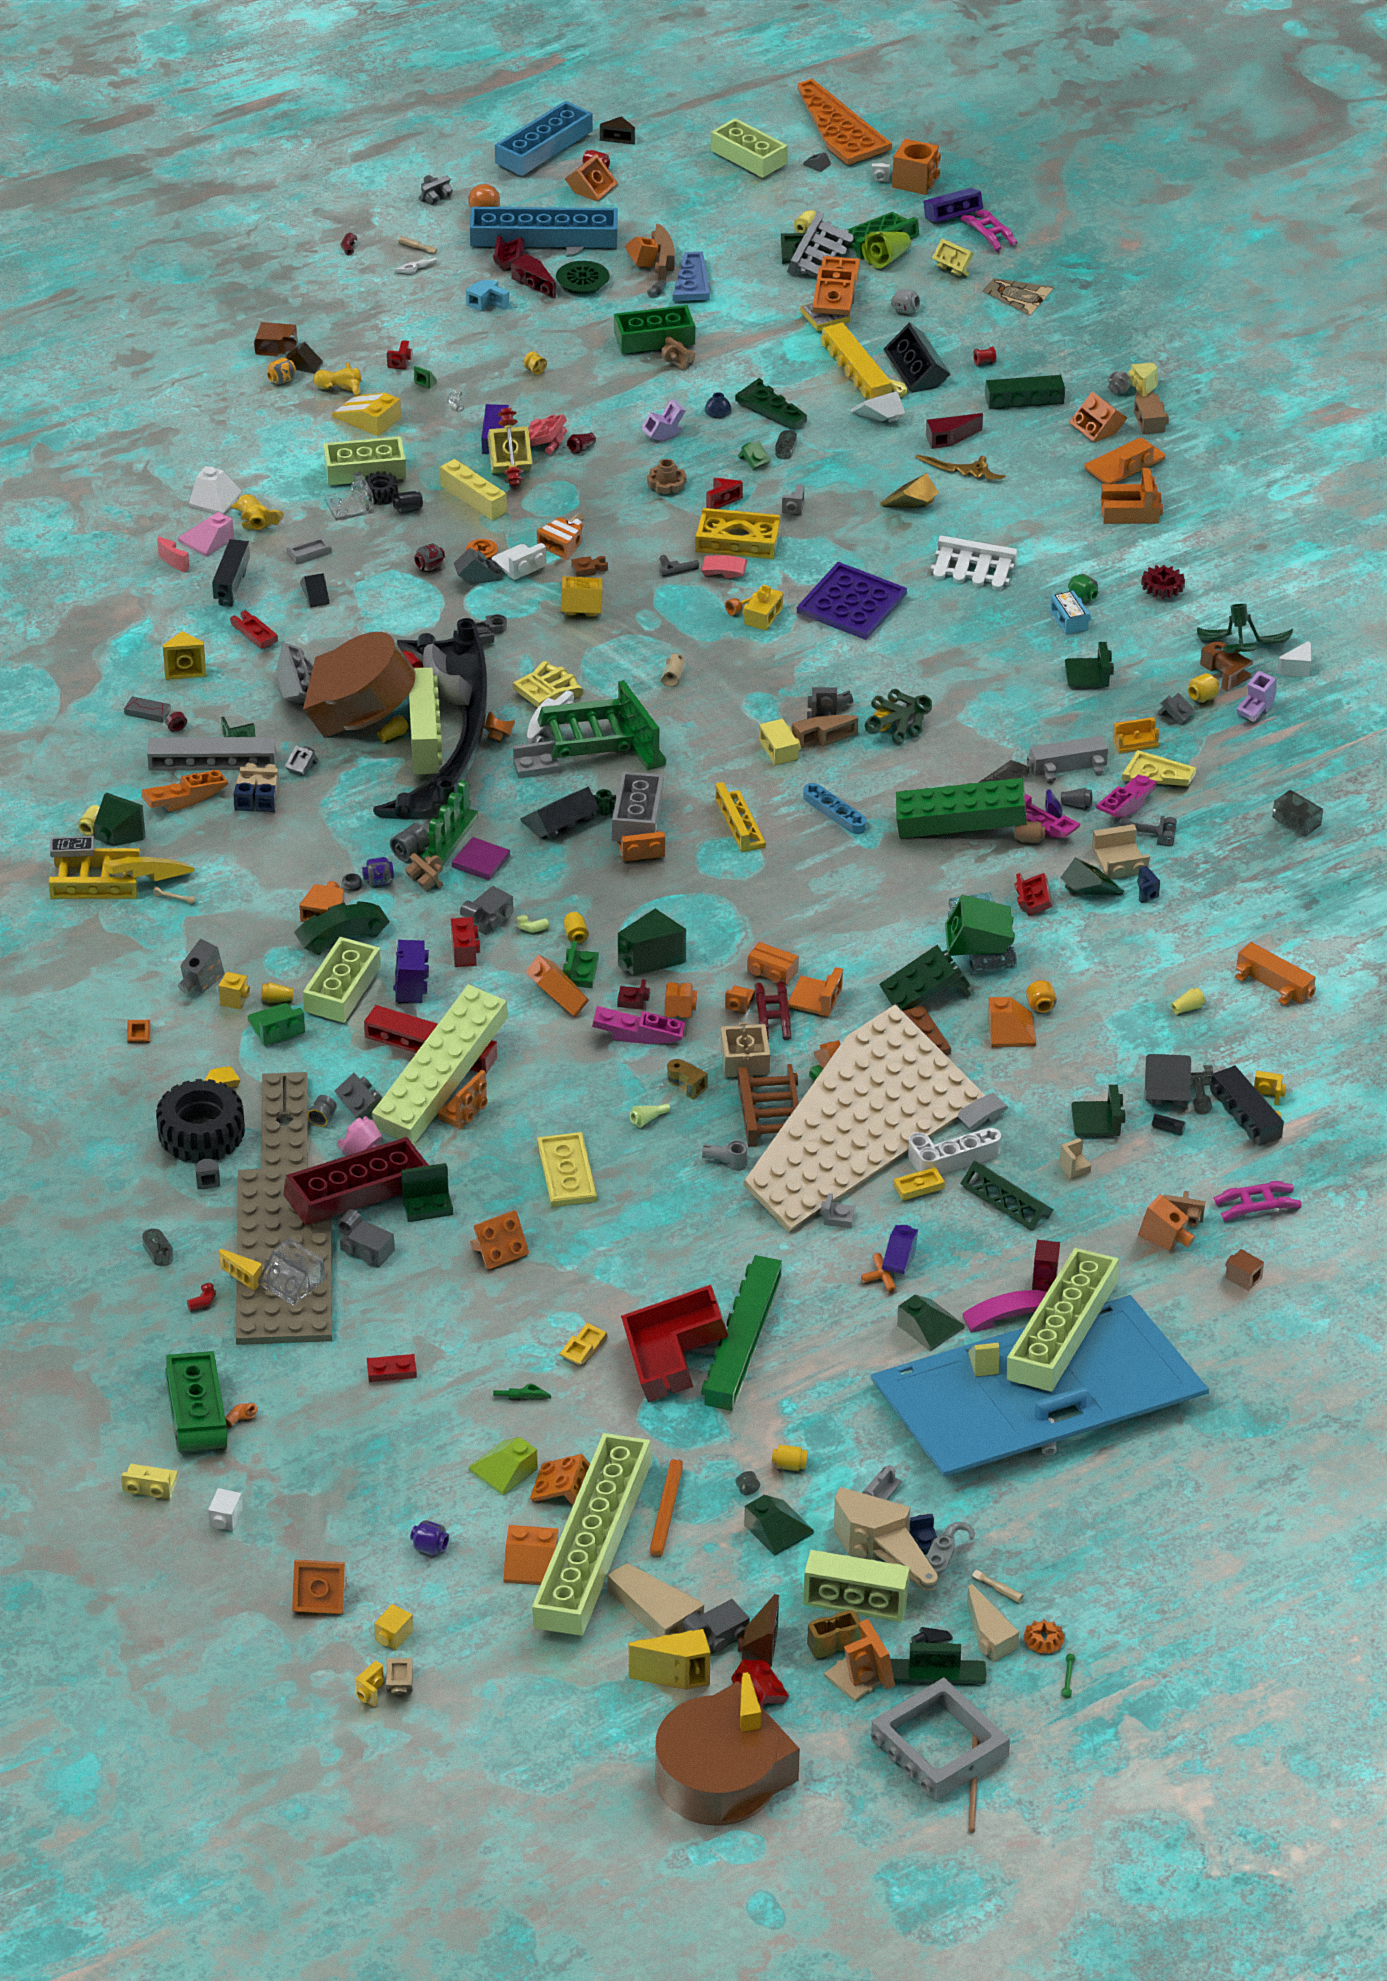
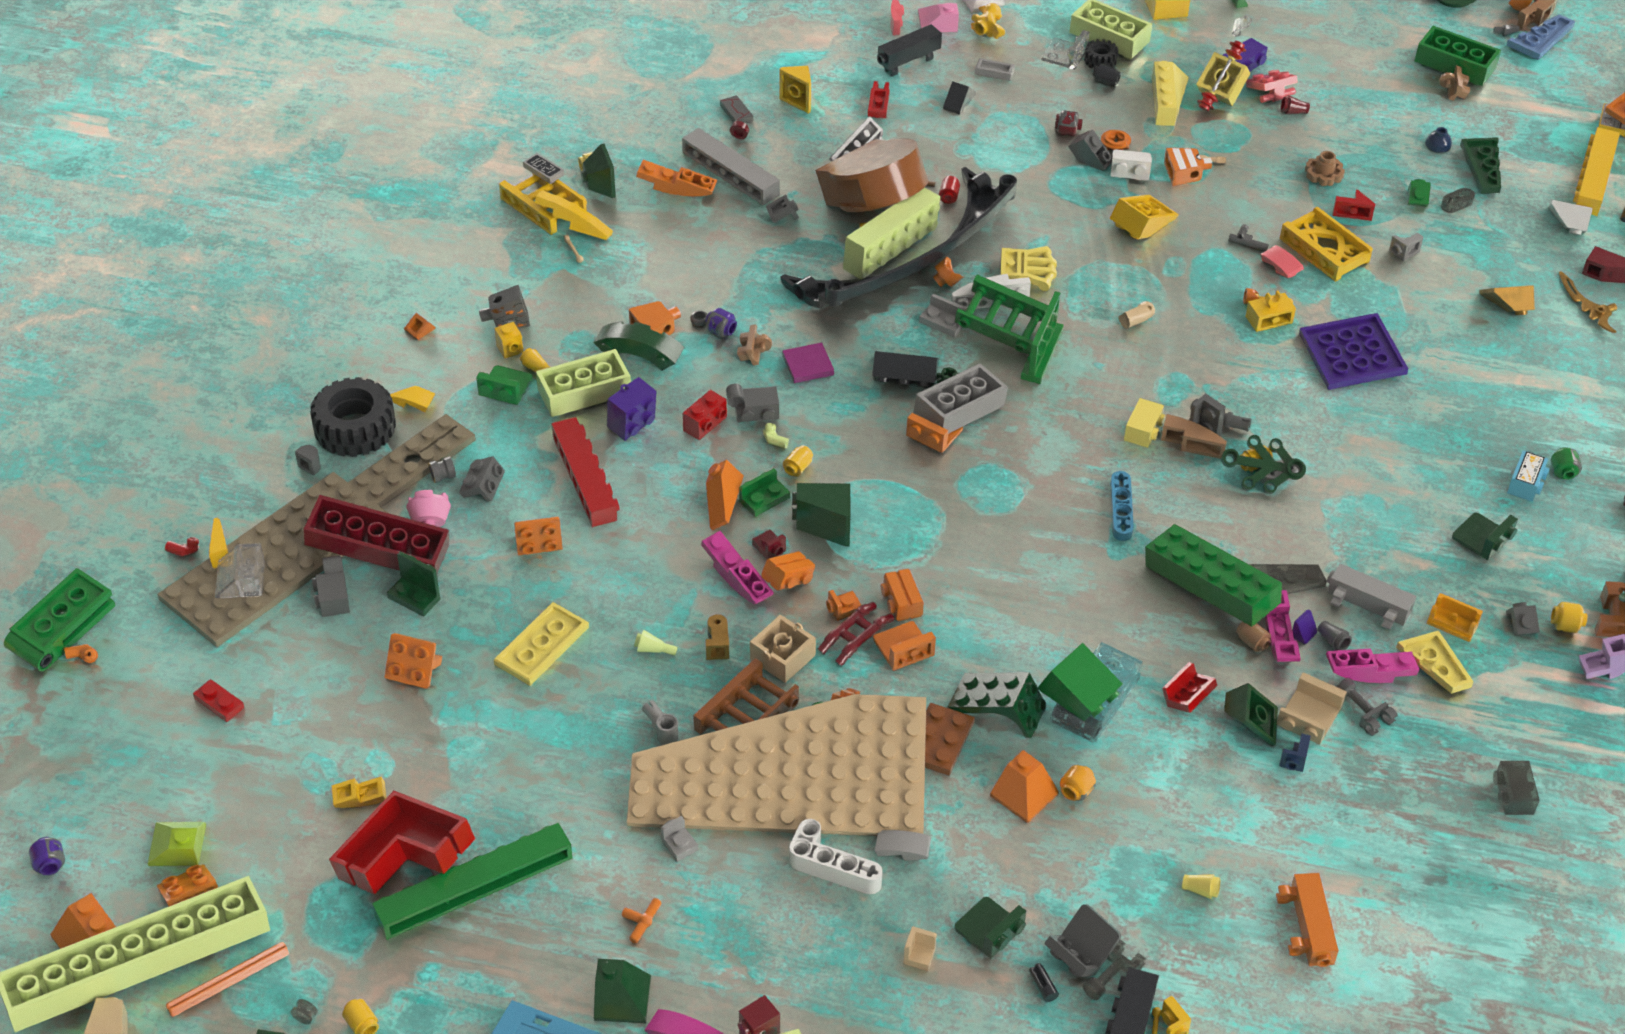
camera: 45 degrees right, 5 degrees up
(153, 1248) = (207, 486): clear smoke beam -> none
(240, 731) = (768, 164): clear green bracket -> none
(256, 785) = (725, 208): hips -> none
(410, 841) = (770, 315): dark grey wheel -> none
(440, 1064) = (549, 492): yellowish green brick -> none
(450, 687) = (952, 207): light grey brick -> none
(452, 824) = (811, 330): green fence -> none
(487, 629) = (1037, 197): dark grey piece -> none
(530, 1392) = (269, 795): green hand -> none
(535, 363) = (1334, 31): yellow wheel -> none
(586, 566) = (1177, 198): dark orange plate -> none
(665, 425) = (1372, 130): lavender brick -> none
(735, 821) = (1028, 461): yellow fence -> none
(900, 387) = (1611, 209): light yellow arm -> none
(900, 1249) = (672, 911): dark purple slope -> none
(919, 1183) = (770, 866): yellow plate -> none
(976, 553) = (1506, 378): white fence -> none
(1013, 1190) = (832, 929): dark green fence -> none

